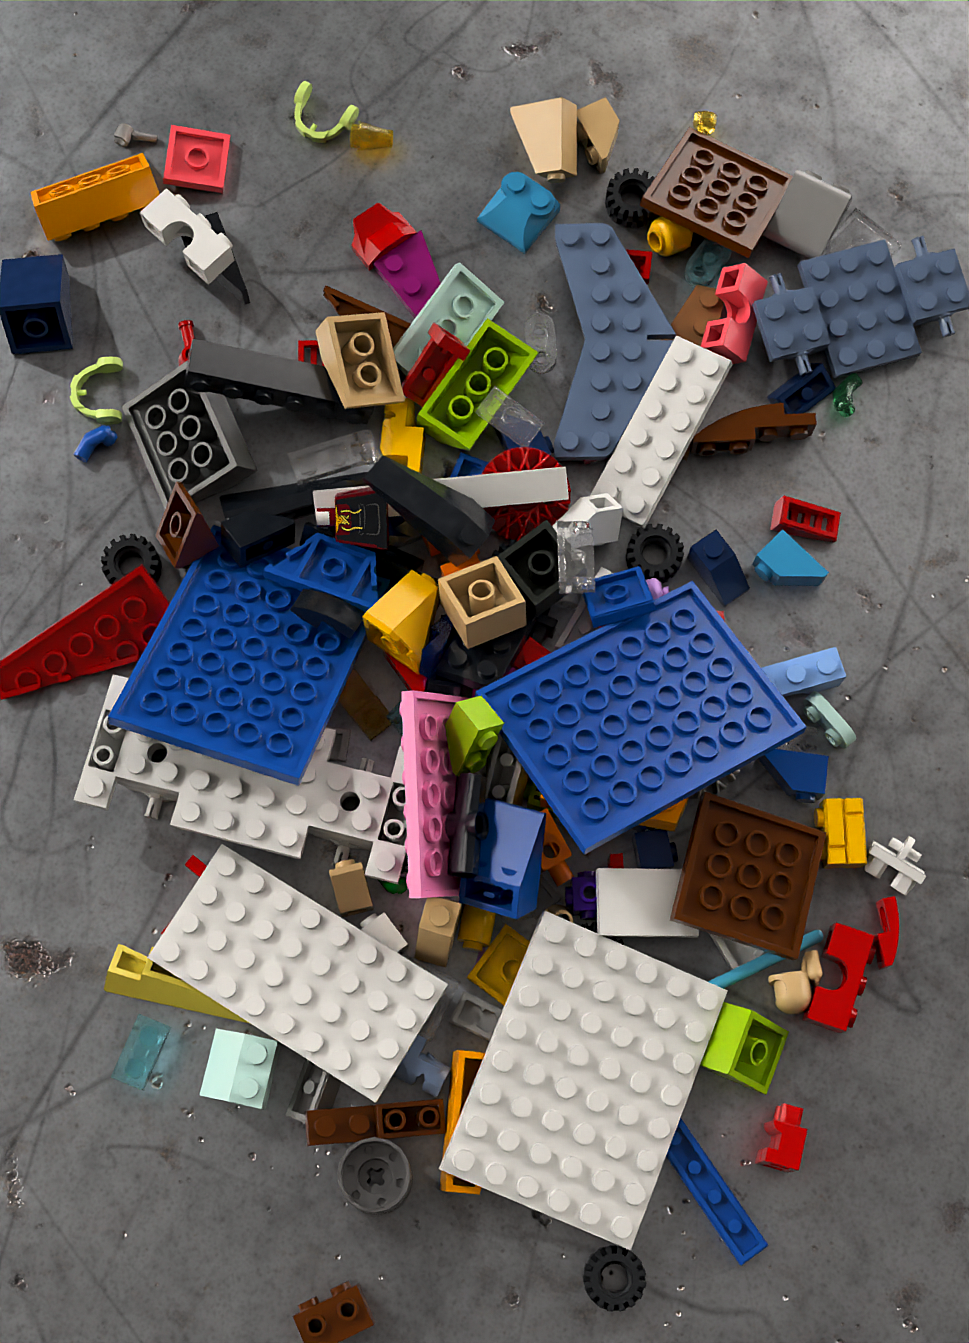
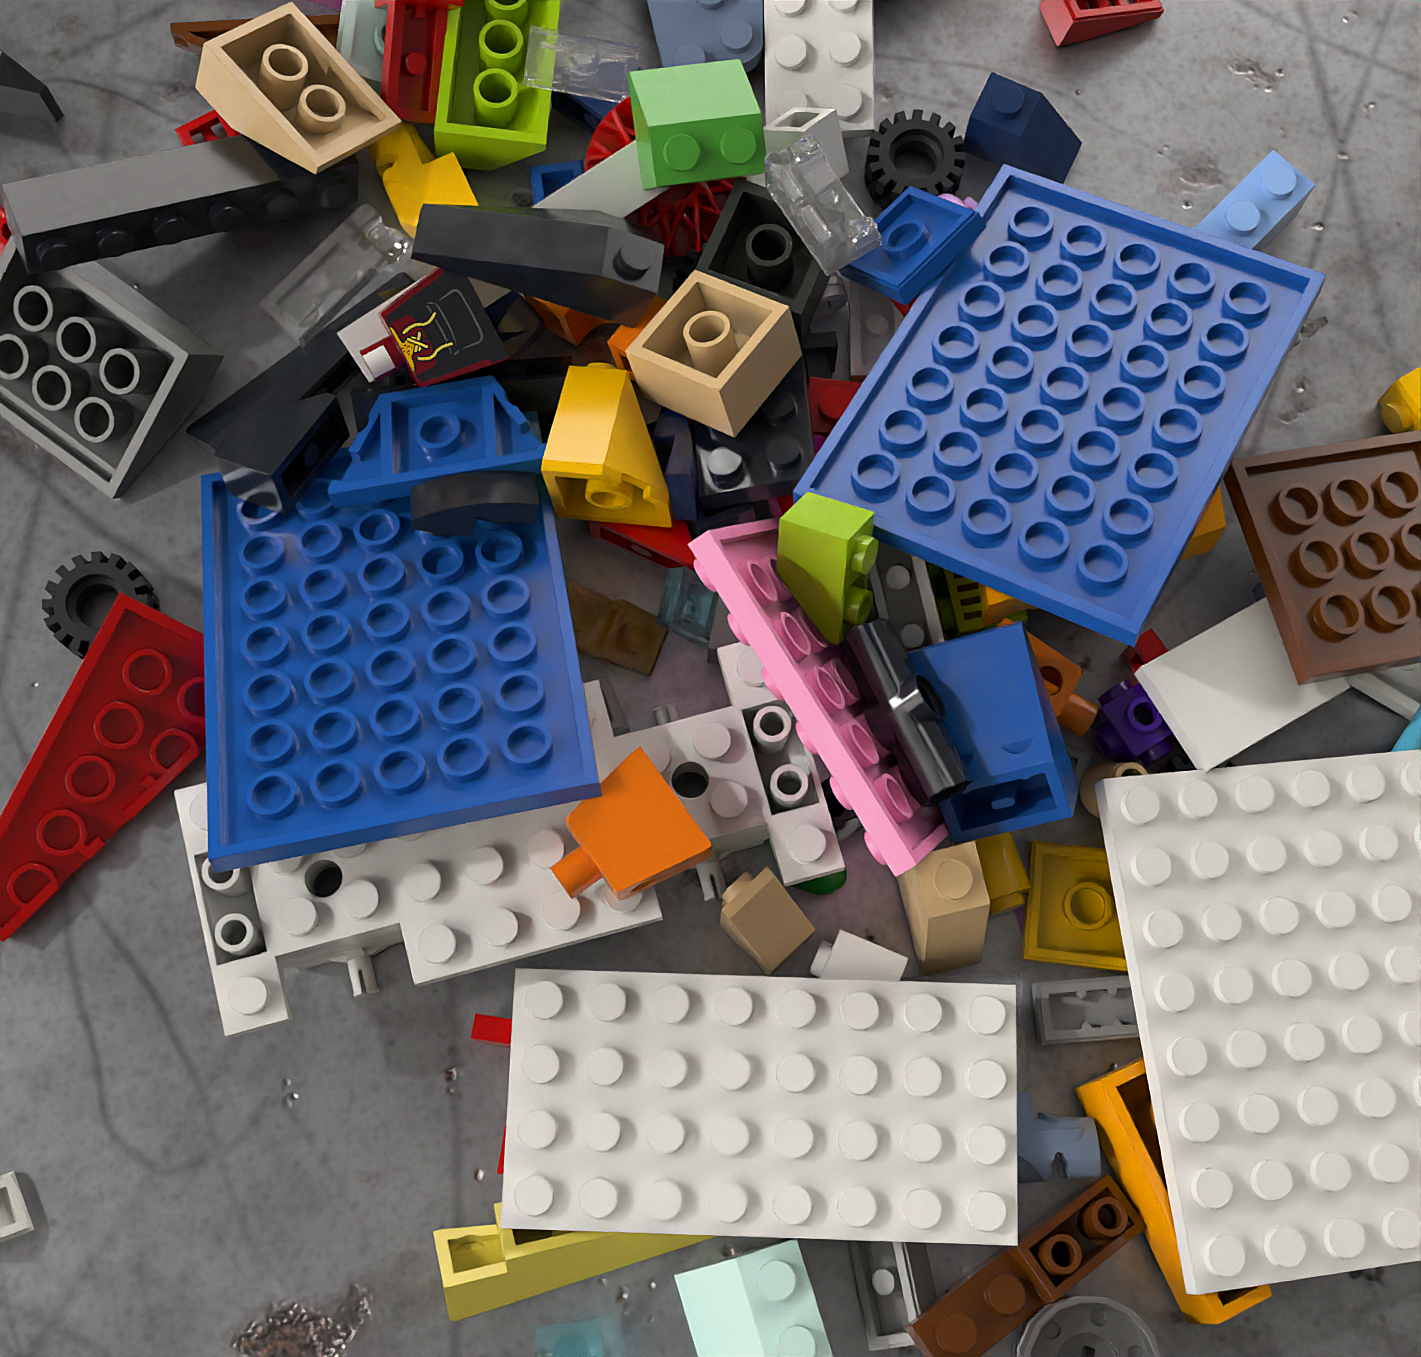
camera: 30 degrees left, 0 degrees up
(184, 530) = (159, 501): reddish brown slope -> none
(303, 810) = (630, 834): none -> orange torso
(541, 482) = (696, 124): none -> bright green slope
(654, 850) = (1193, 601): dark blue brick -> none
(788, 564) = (1121, 74): dark azure slope -> none
(798, 773) = (1332, 369): blue slope -> none
(820, 710) = (1348, 274): light aqua plate -> none

